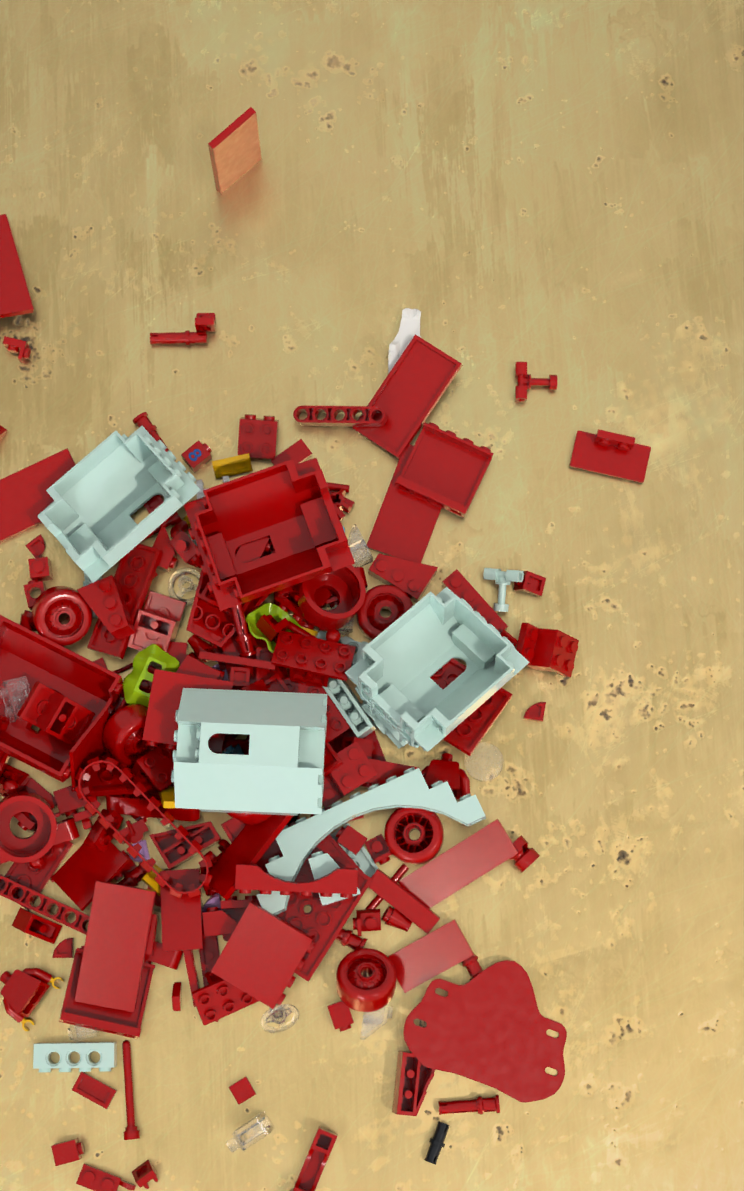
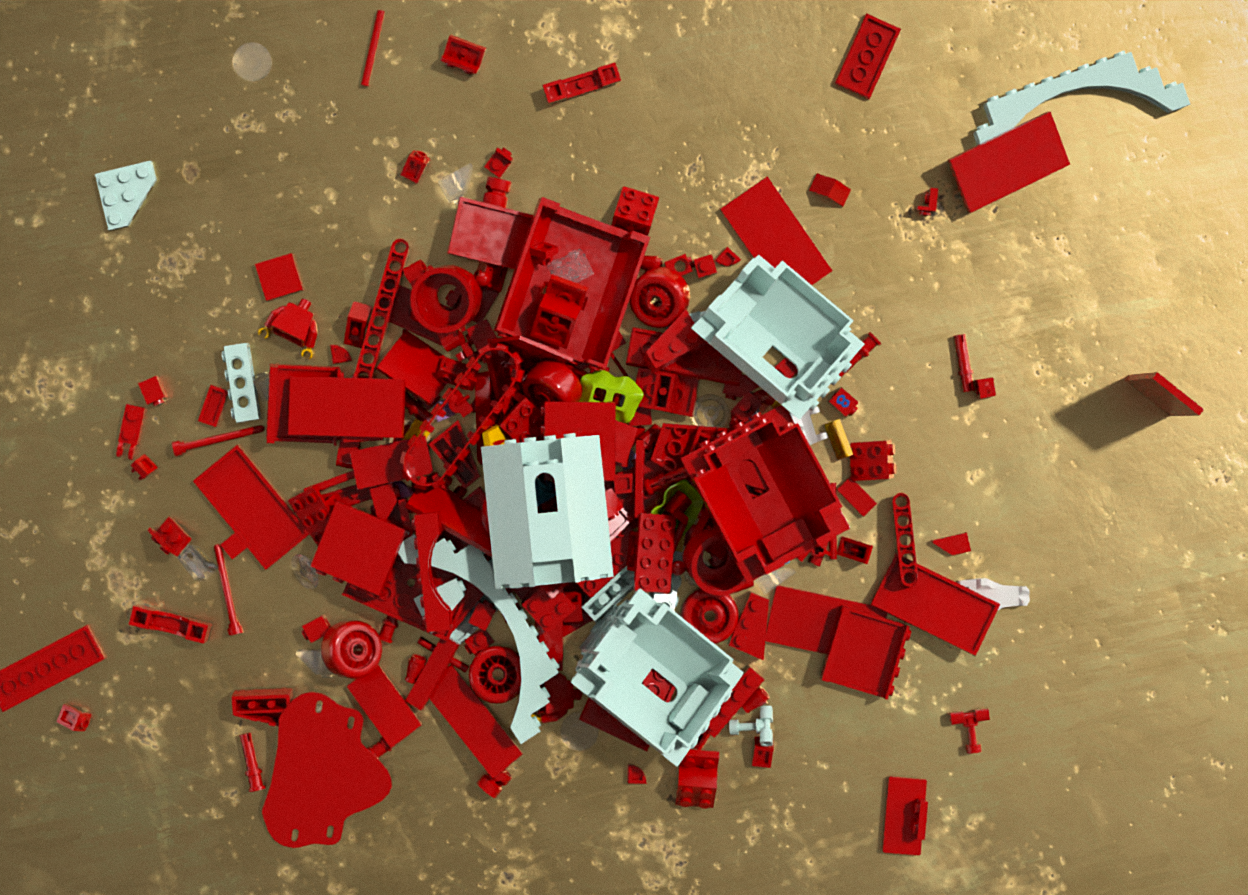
camera: 90 degrees right, 10 degrees up
(176, 996) = (311, 469): red tile -> none
(205, 1065) = (251, 507): none -> red tile
(221, 1154) = (170, 537): none -> red bracket
(327, 1102) = (234, 626): none -> red piece
(343, 465) = (854, 550): none -> red slope
(352, 372) = (954, 544): none -> red tile
(367, 920) = (409, 640): red bracket -> none
(437, 1143) = (213, 736): black pin -> none
(476, 580) = (756, 700): none -> red cone

